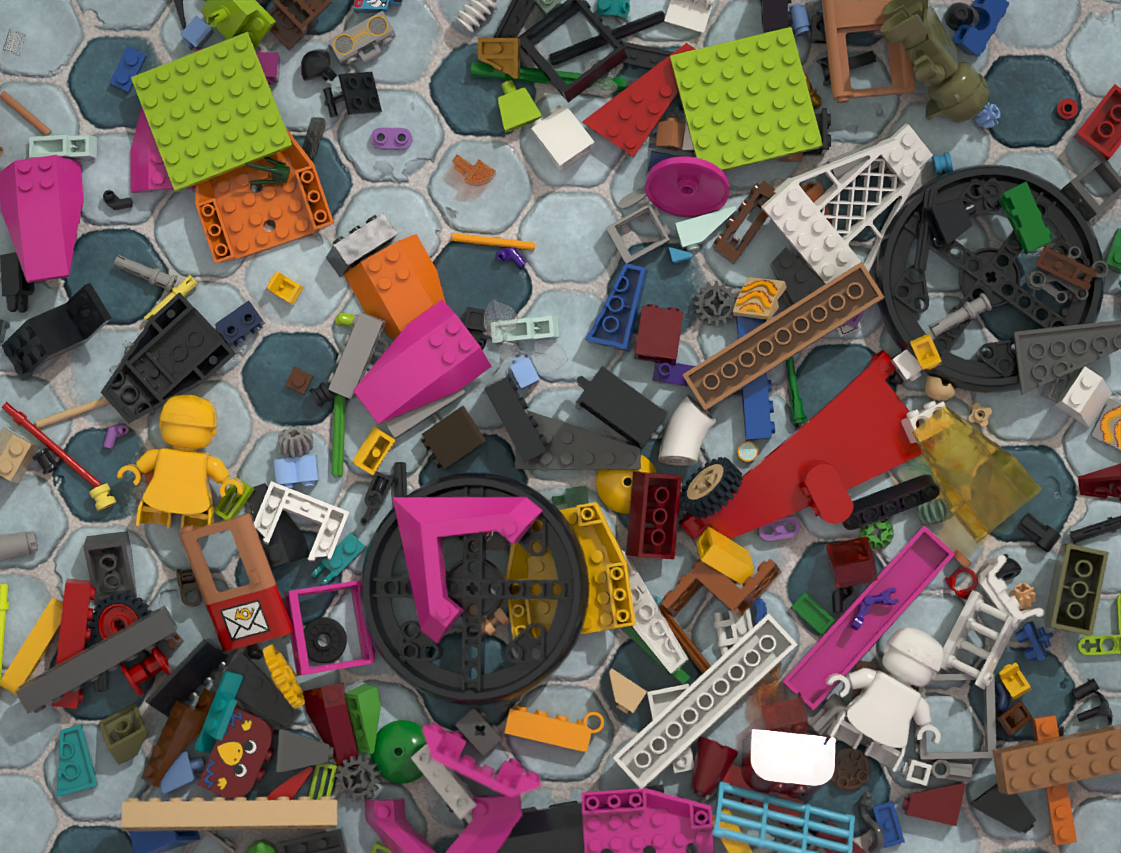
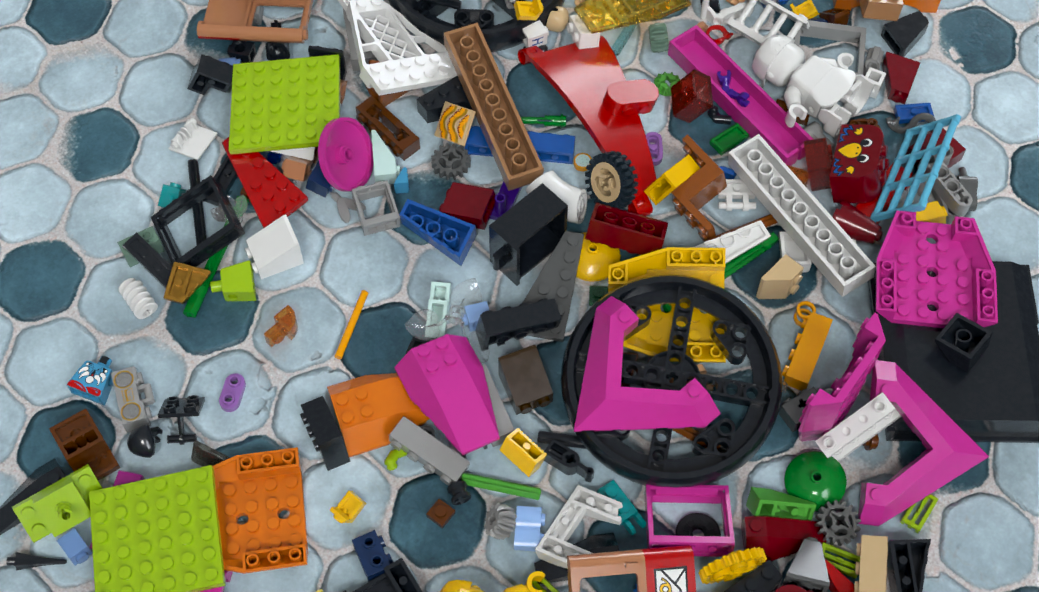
camera: 80 degrees left, 25 degrees down
(279, 172) = (234, 489): dark green plant -> none
(511, 254) = (367, 311): dark purple arm -> none
(898, 500) = (643, 60): black beam -> none

